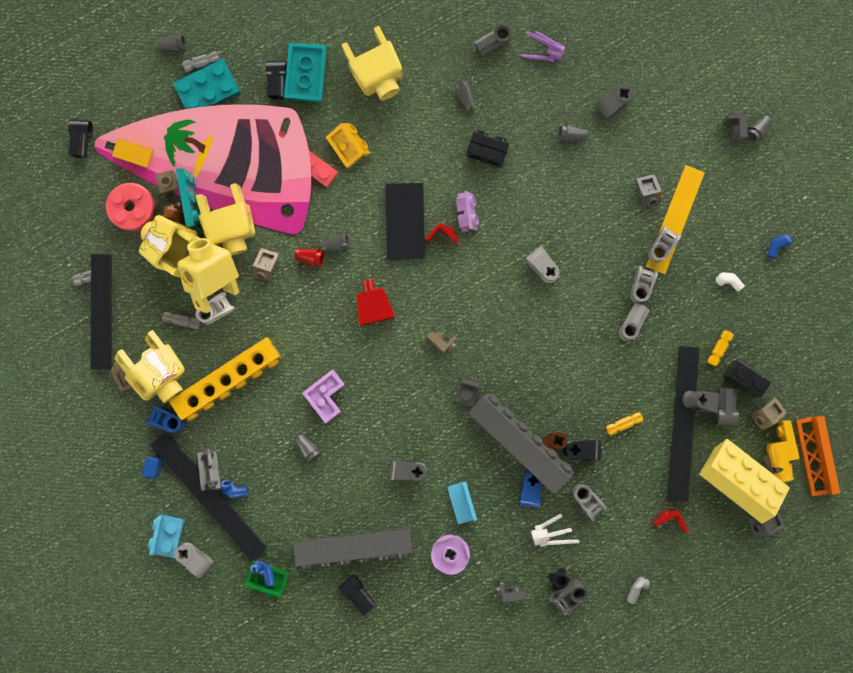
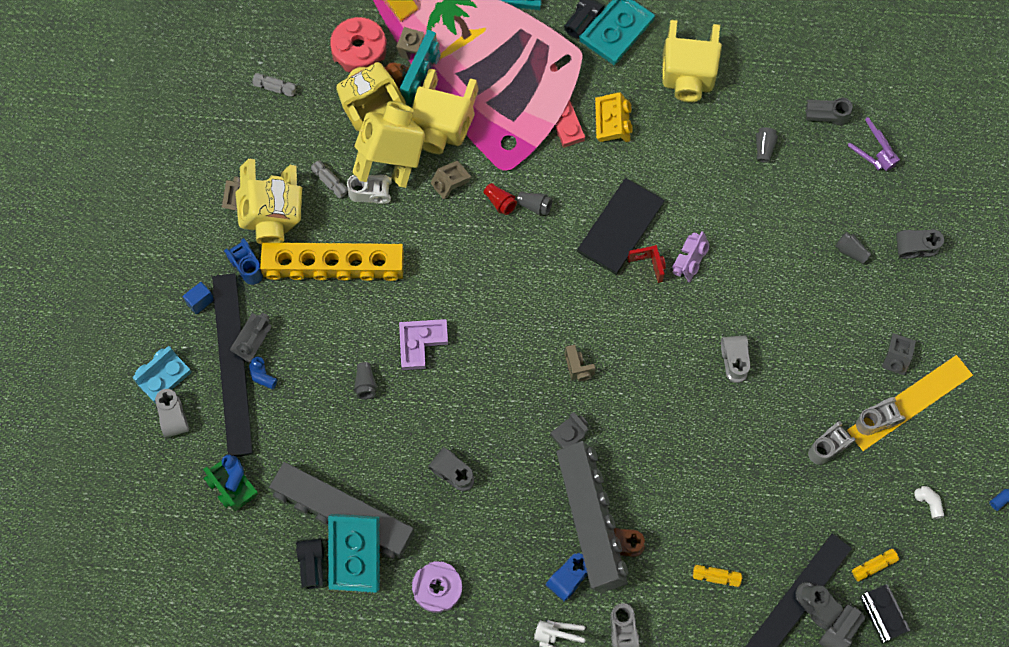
camera: 30 degrees right, 15 degrees down
(101, 311) = (258, 121): black tile -> none
(373, 305) = (531, 285): red torso -> none
(382, 572) = (353, 552): none -> teal plate
(462, 502) = (486, 542): medium azure panel -> none
(487, 148) = (753, 208): black brick -> none
(585, 449) = (656, 573): black piece -> none
(634, 320) = (796, 474): light grey piece -> none

